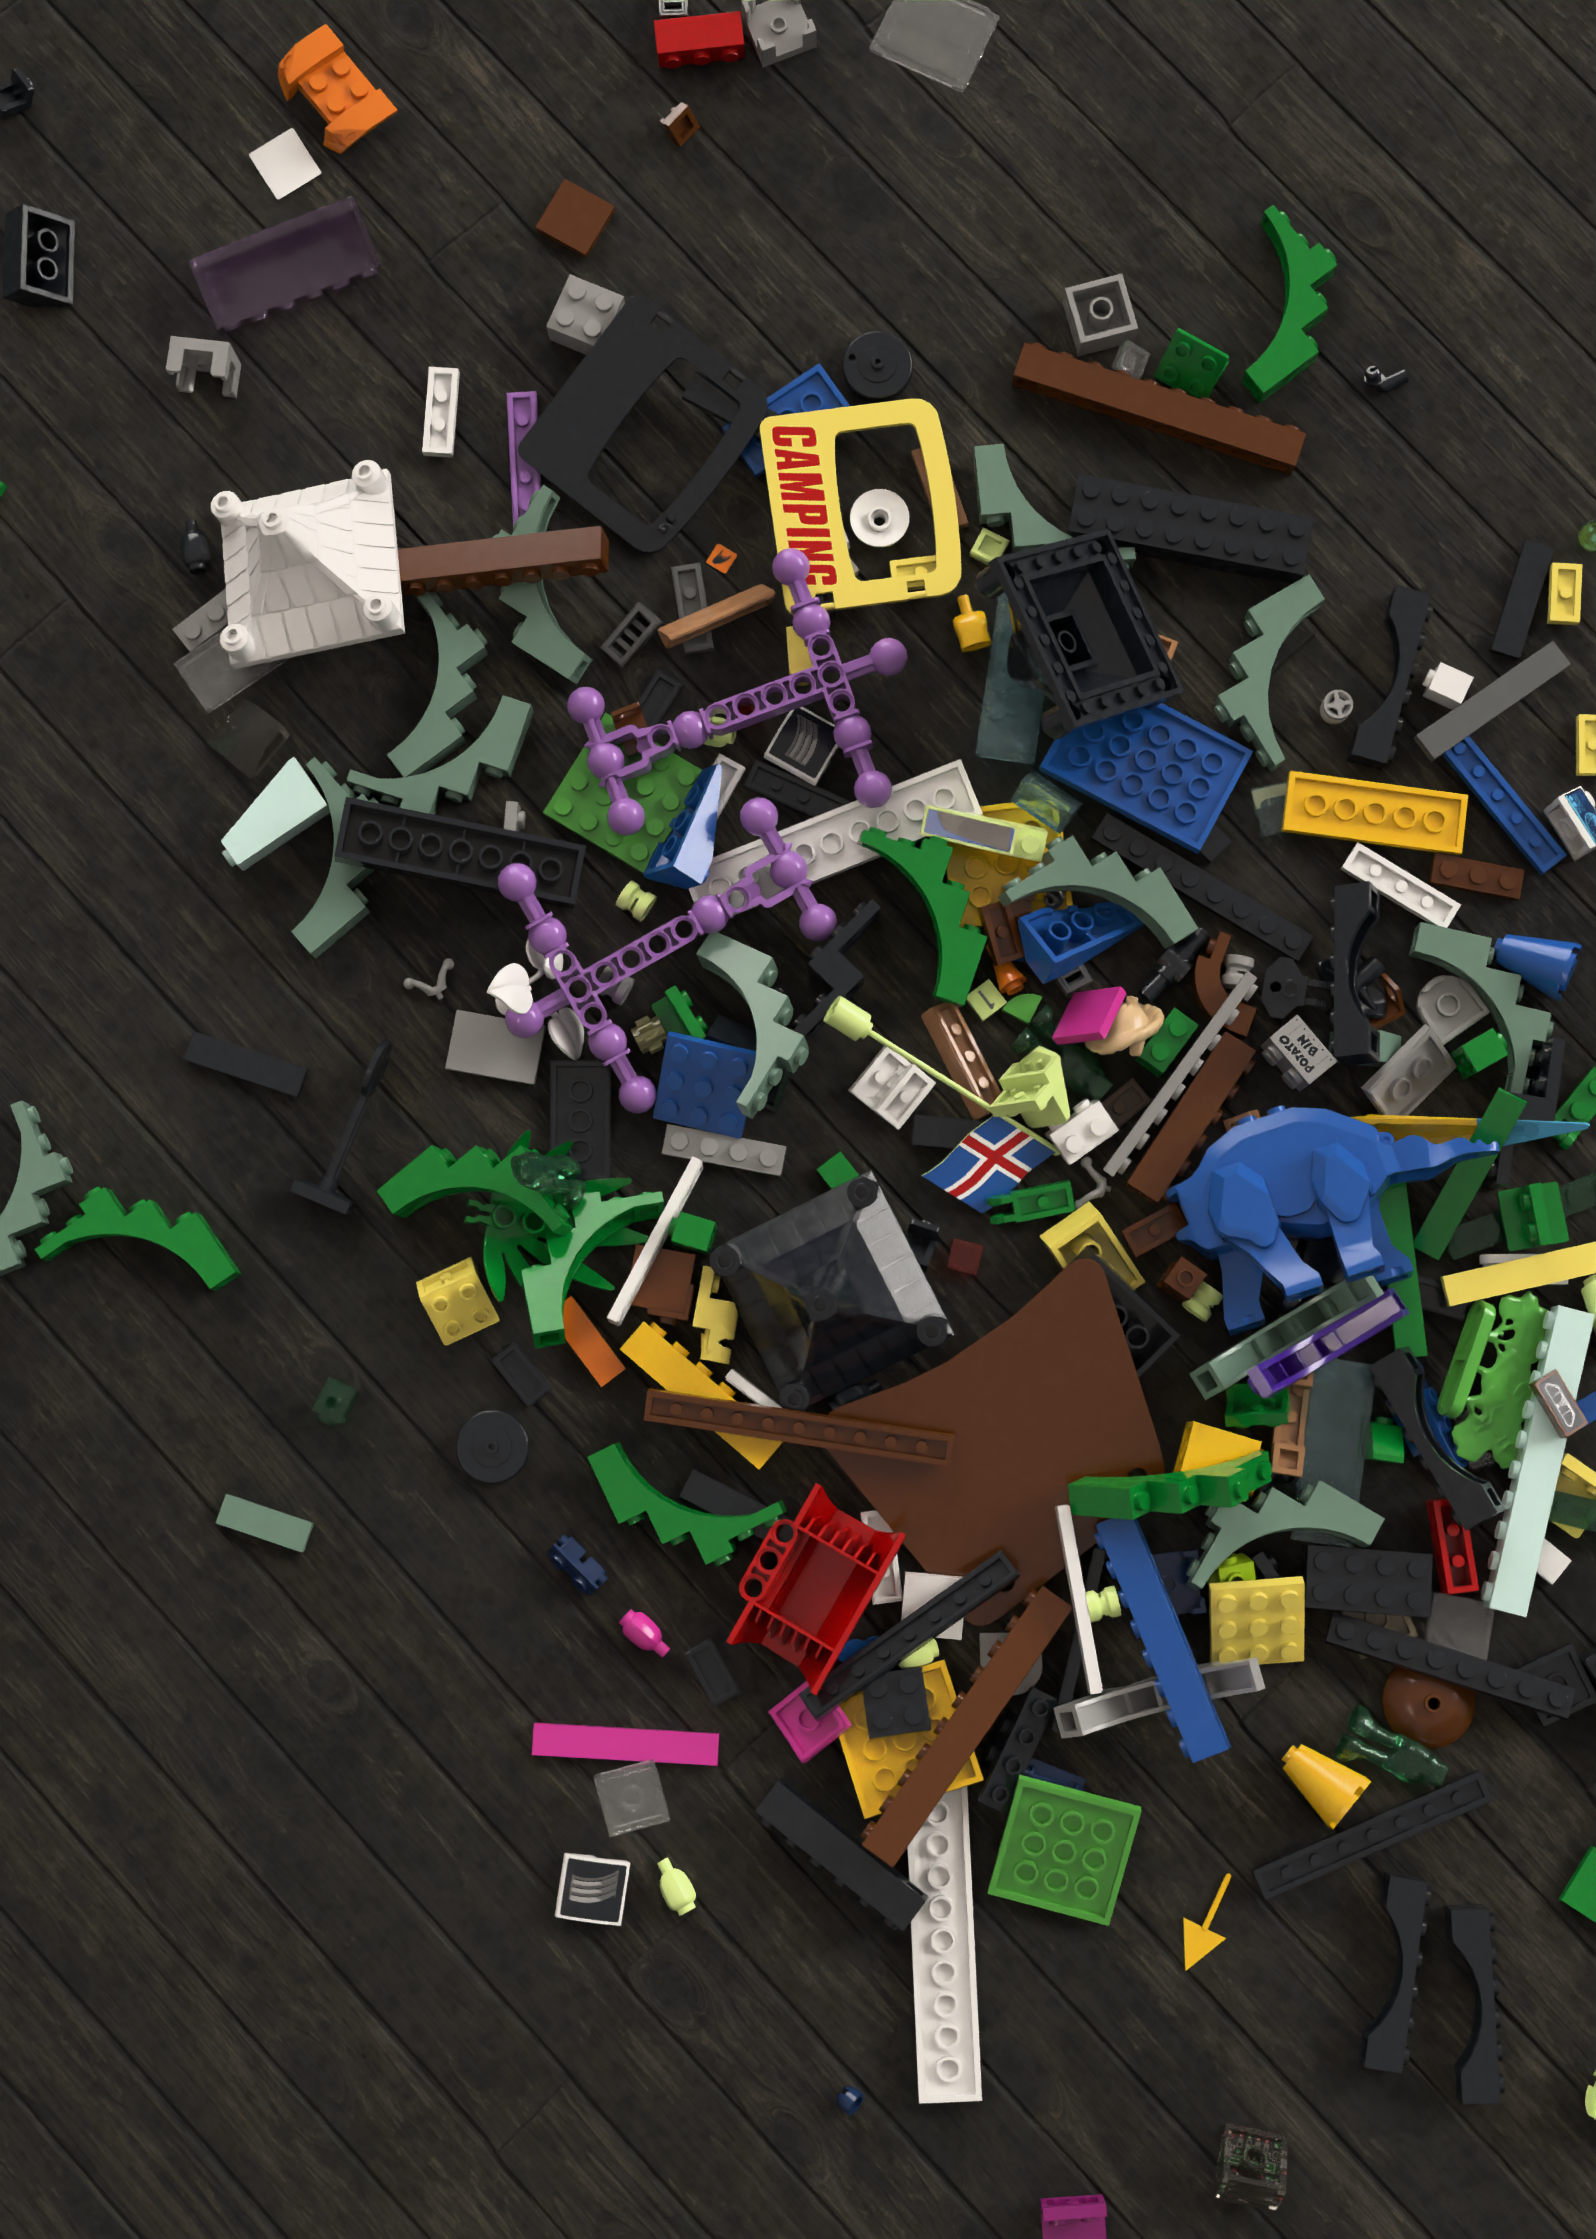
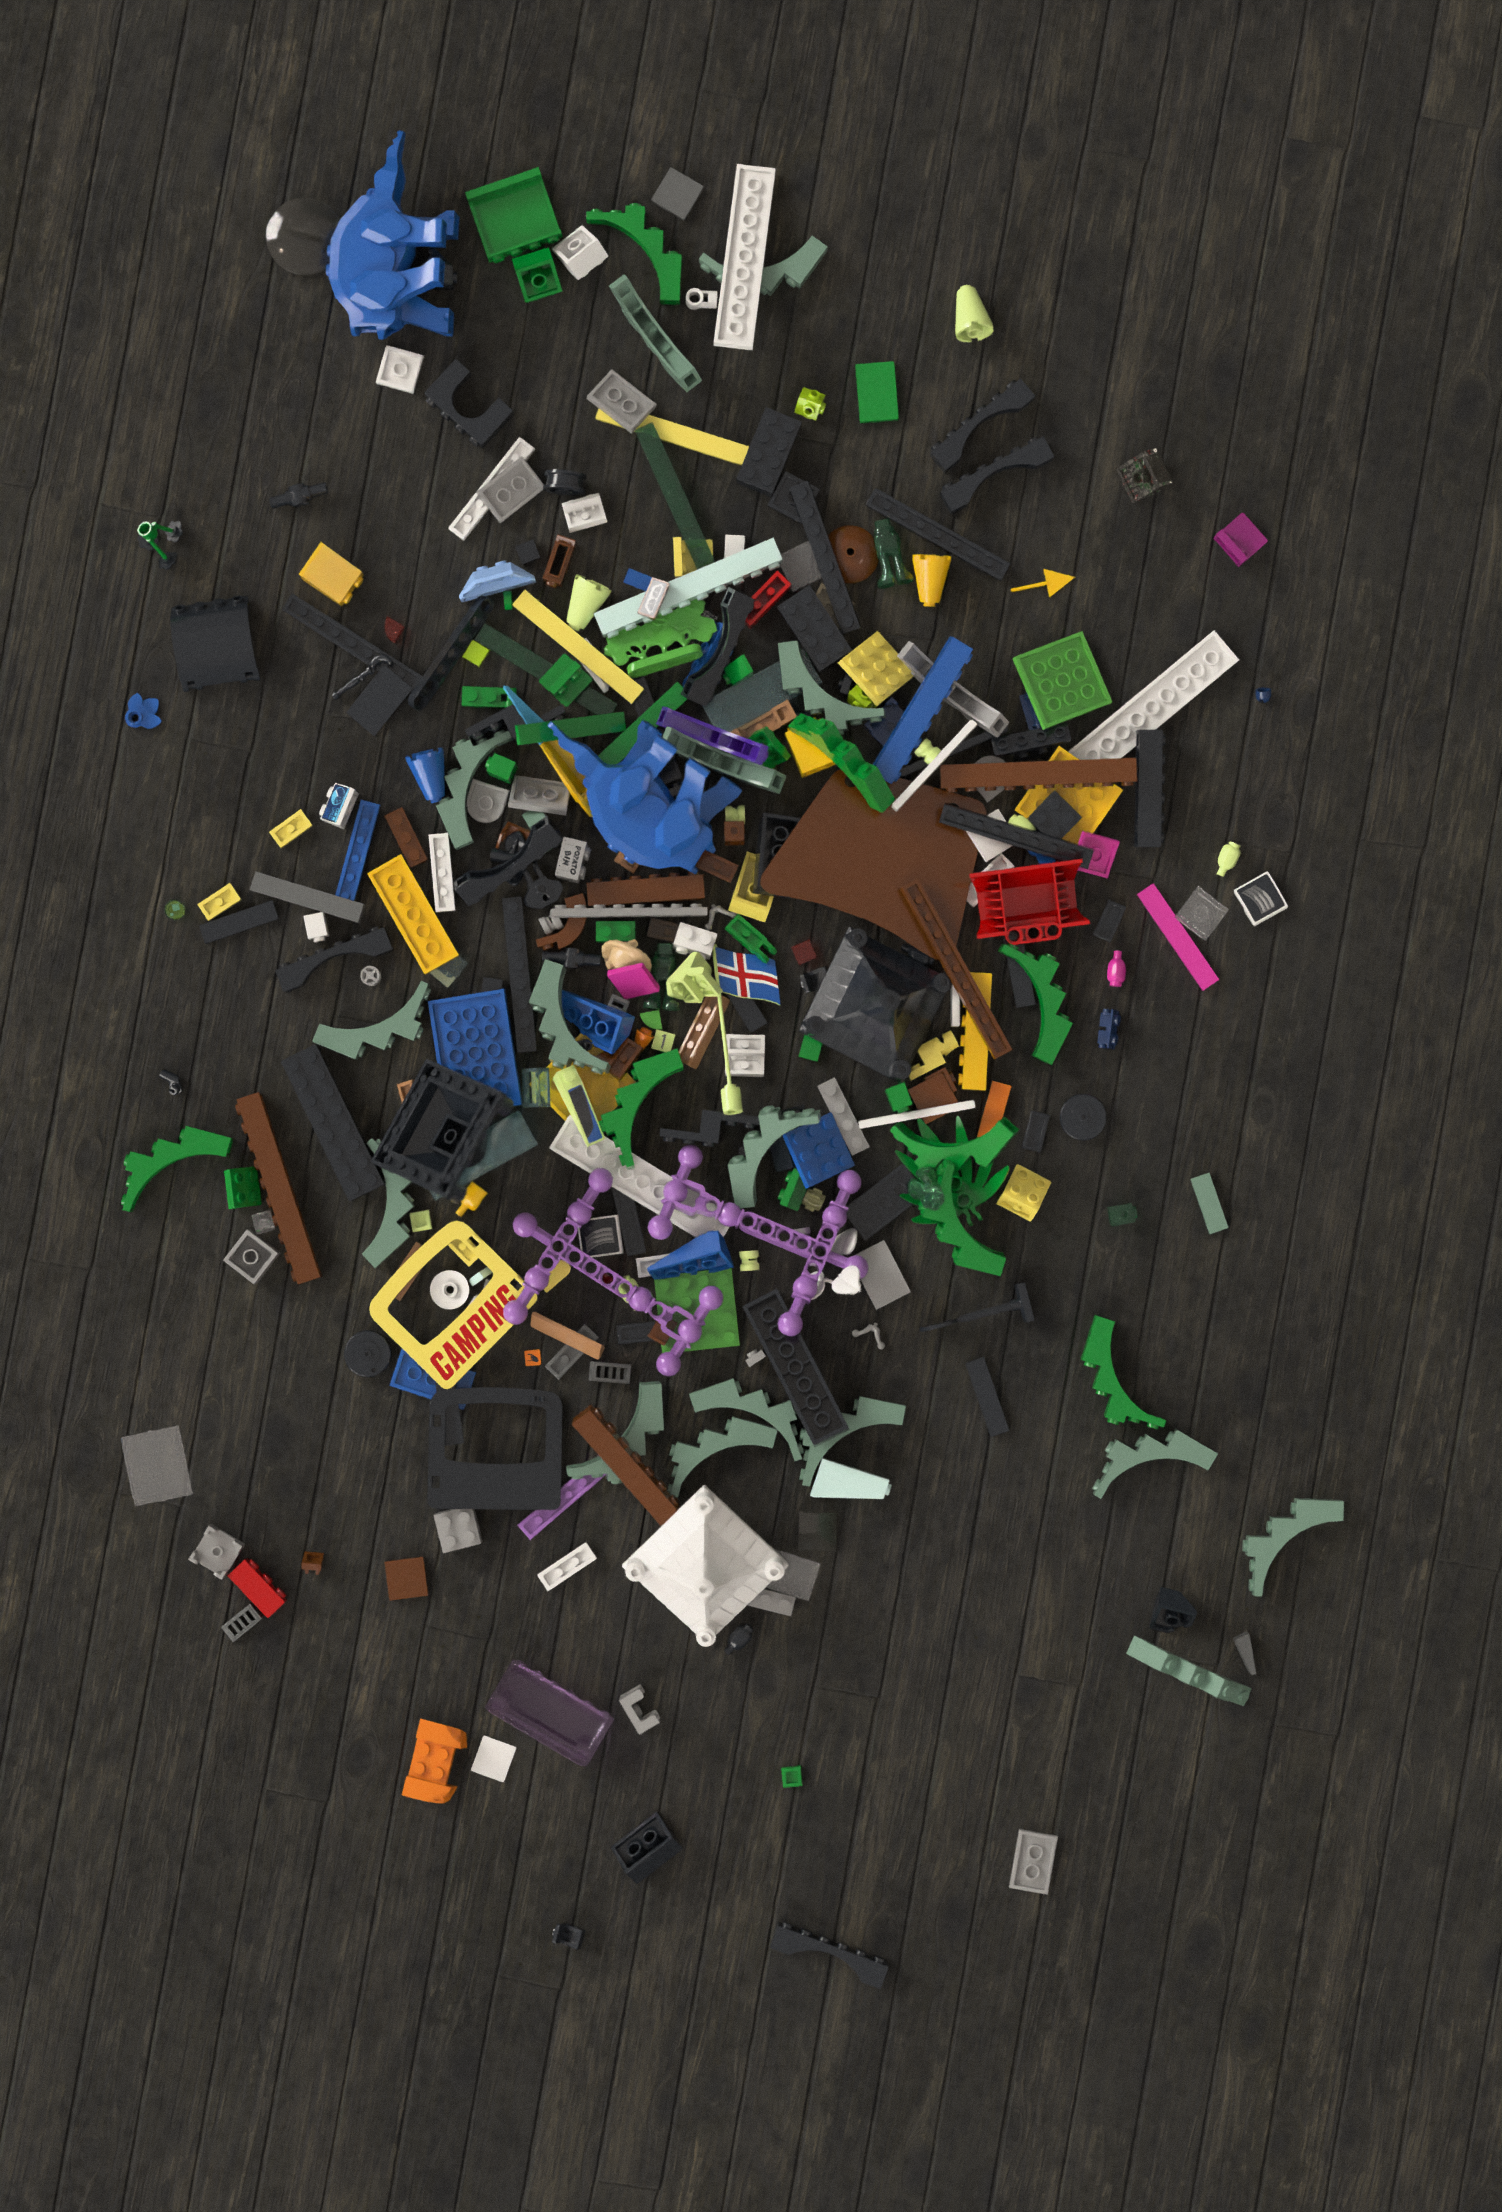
camera: 130 degrees left, 5 degrees up
(867, 565) = (480, 1276): none -> light aqua tile

